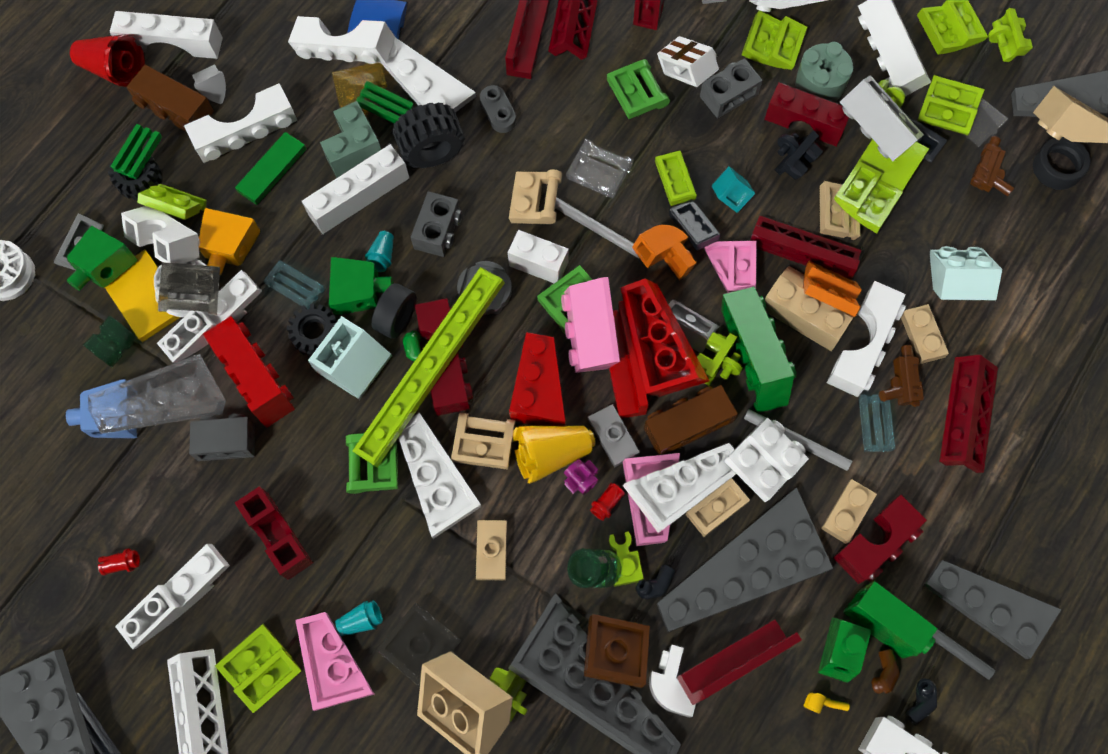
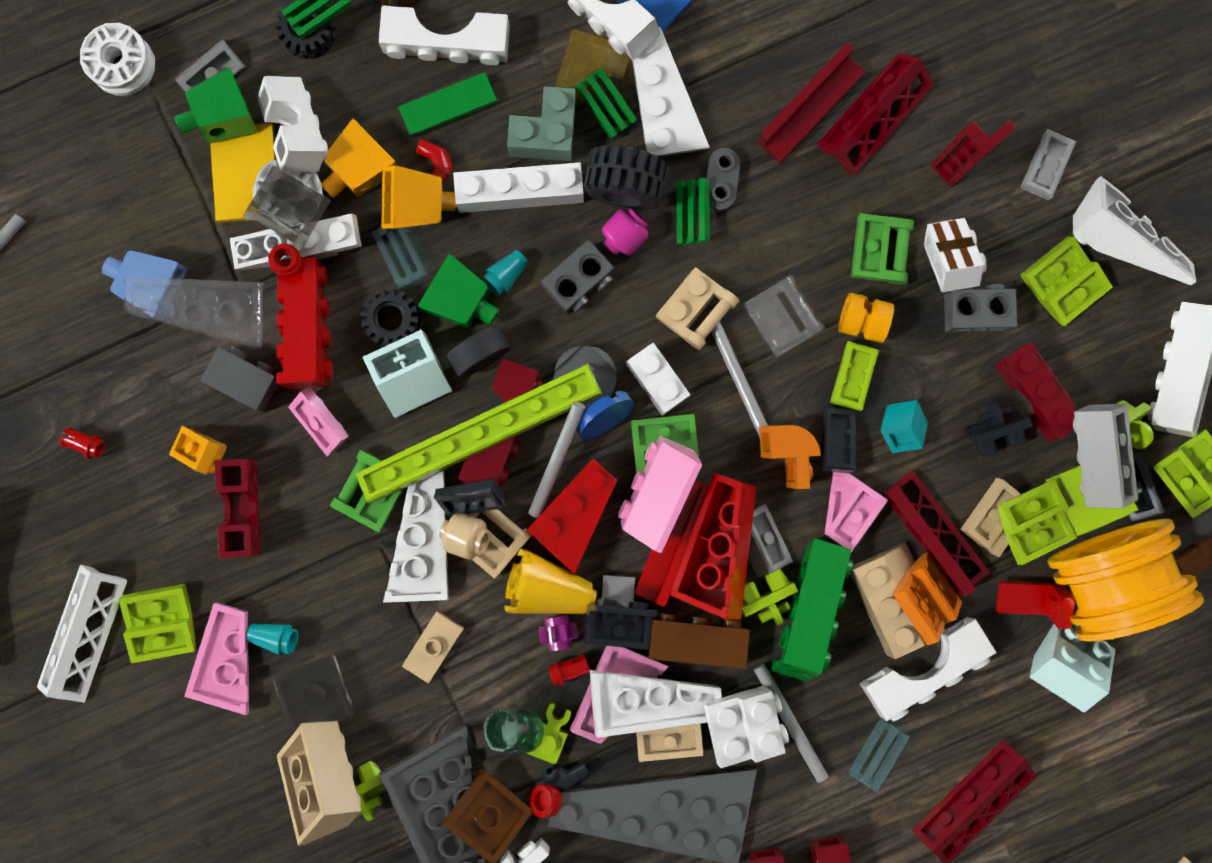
camera: 25 degrees right, 15 degrees up
(110, 341) = (184, 209): clear green wheel -> none
(171, 201) = (325, 86): lime plate -> none
(174, 598) = (114, 510): white slope -> none
(205, 320) = (280, 251): none -> red plate
(216, 511) = (197, 450): none -> light orange slope
(281, 236) = (412, 198): none -> light orange torso
(285, 204) = (439, 157): none -> red arm
(301, 434) = (318, 421): none -> bright pink plate
(412, 344) = (477, 394): green arm -> none
(451, 175) = (625, 232): none -> dark pink head
(451, 414) = (470, 498): none -> black plate
(464, 444) = (464, 536): none -> tan head
(479, 123) = (688, 212): none -> green tile
(499, 350) = (556, 459): none -> light grey bar
(515, 300) = (604, 415): none -> blue tile
(622, 438) = (619, 625): none -> black bracket
(654, 611) = (545, 801): none -> red tile
(657, 134) = (866, 317): none -> light orange wheel
(824, 71) = (1107, 354): sand green brick -> none
(848, 511) = (791, 821): tan plate -> none
(906, 383) = (933, 739): reddish brown piece -> none
(907, 246) = (1036, 599): none -> red bracket
(924, 334) = (989, 697): tan plate -> none
(954, 185) = (1126, 581): none -> light orange wheel

